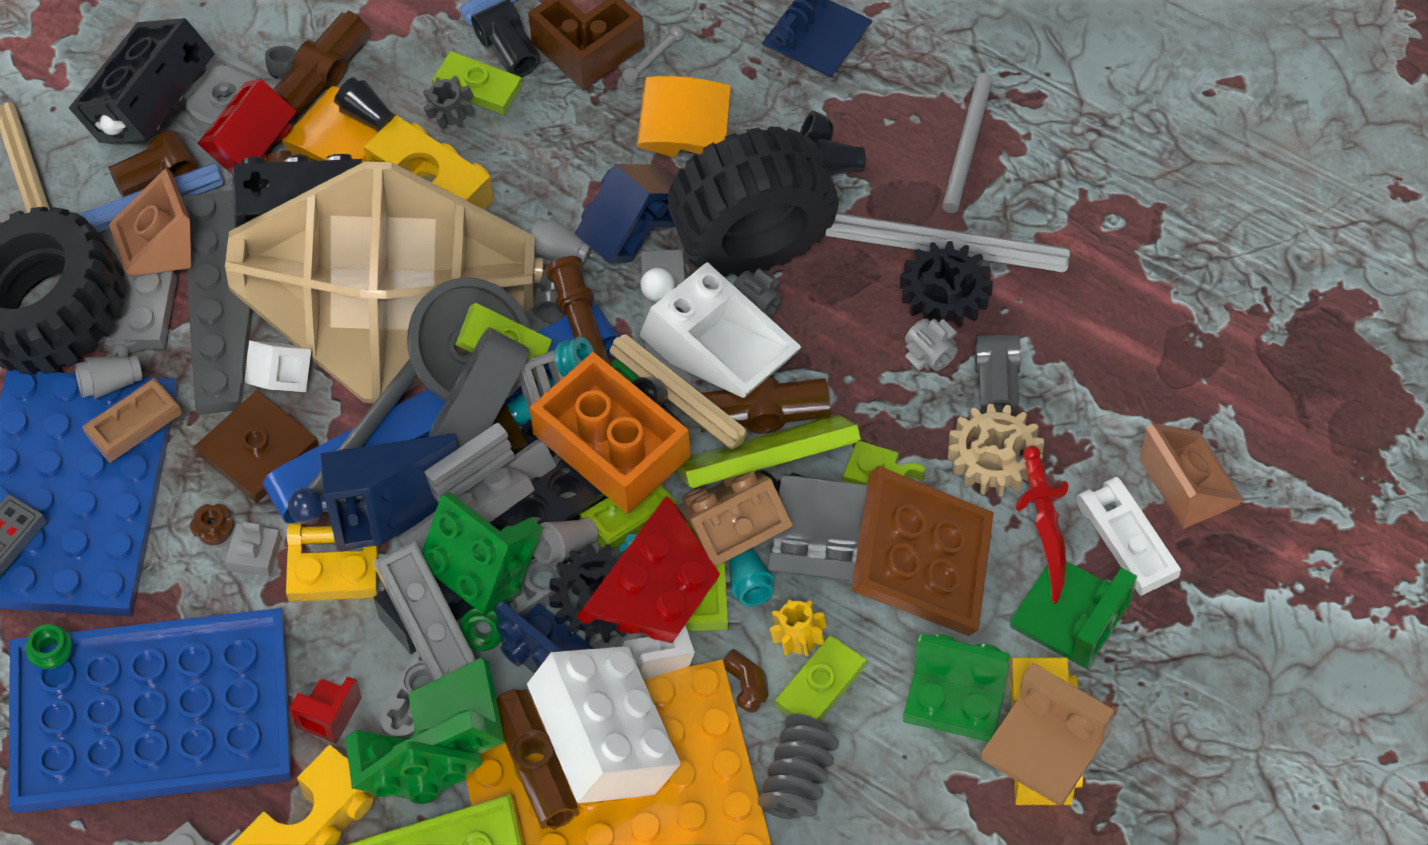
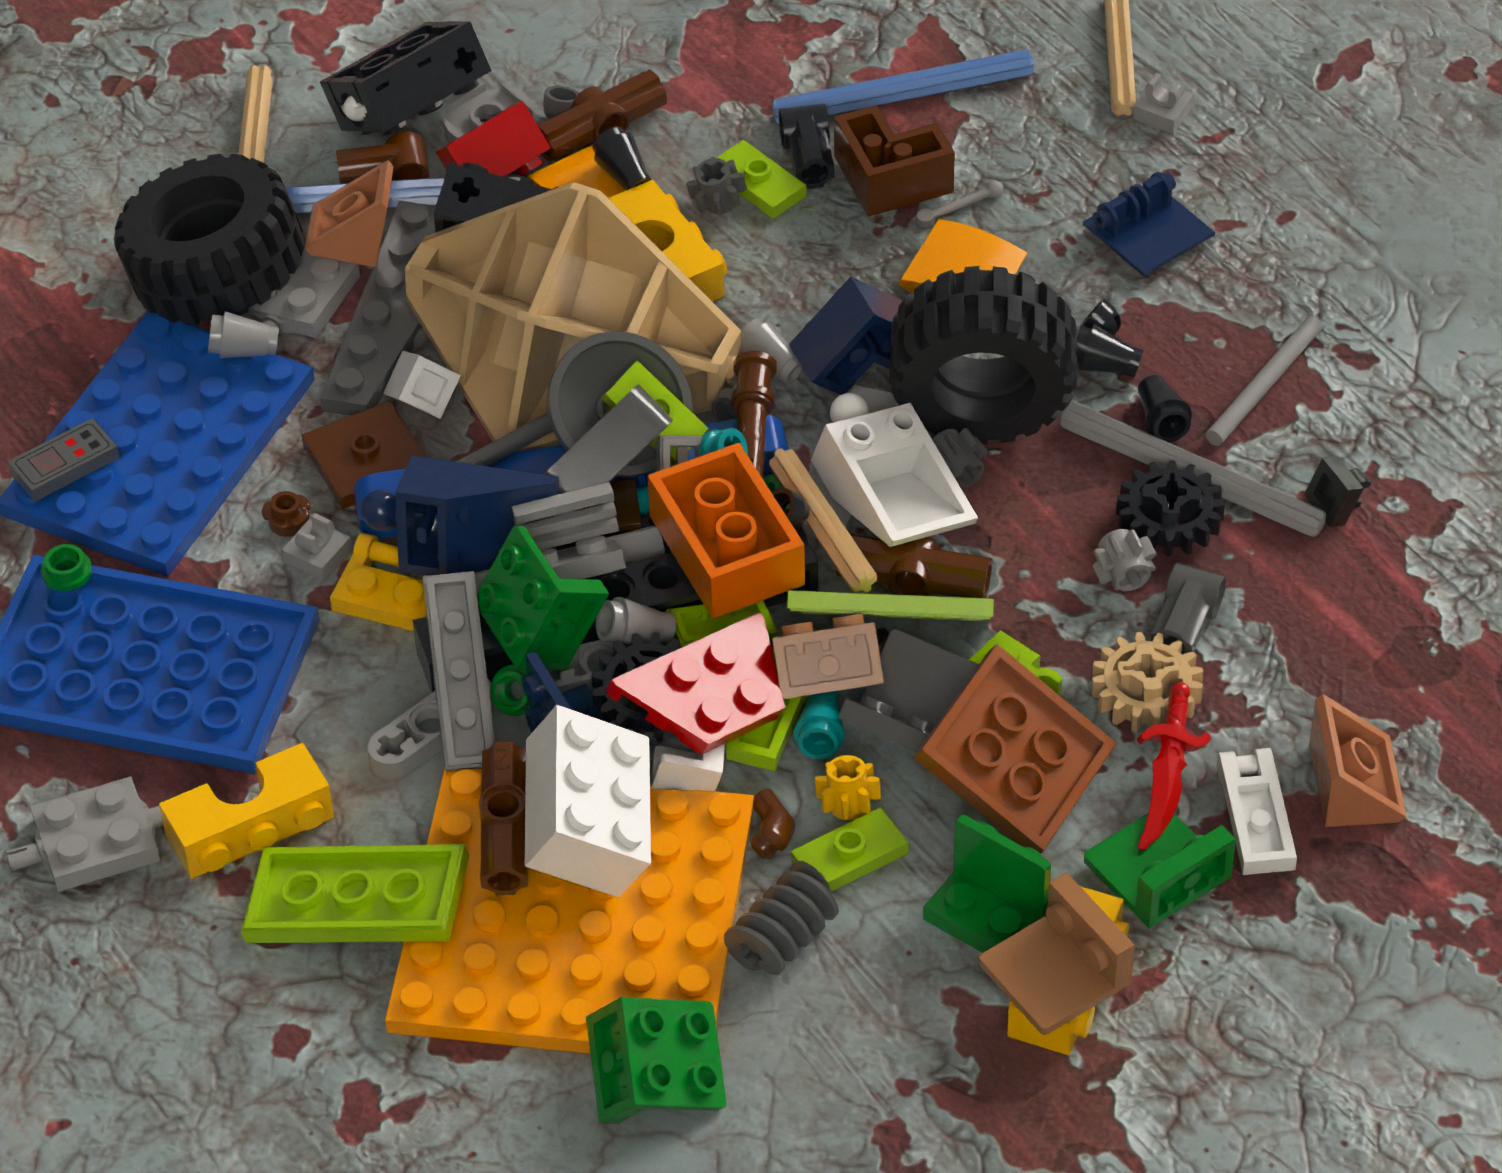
camera: 20 degrees right, 10 degrees down
(132, 420) = (247, 386): medium nougat plate -> none
(326, 709) = (322, 720): red panel -> none
(409, 770) = (371, 784): green bracket -> none
(458, 710) = (434, 756): green bracket -> none
(903, 197) = (1163, 409): none -> black cone
(1070, 226) = (1336, 490): none -> pearl dark grey tile

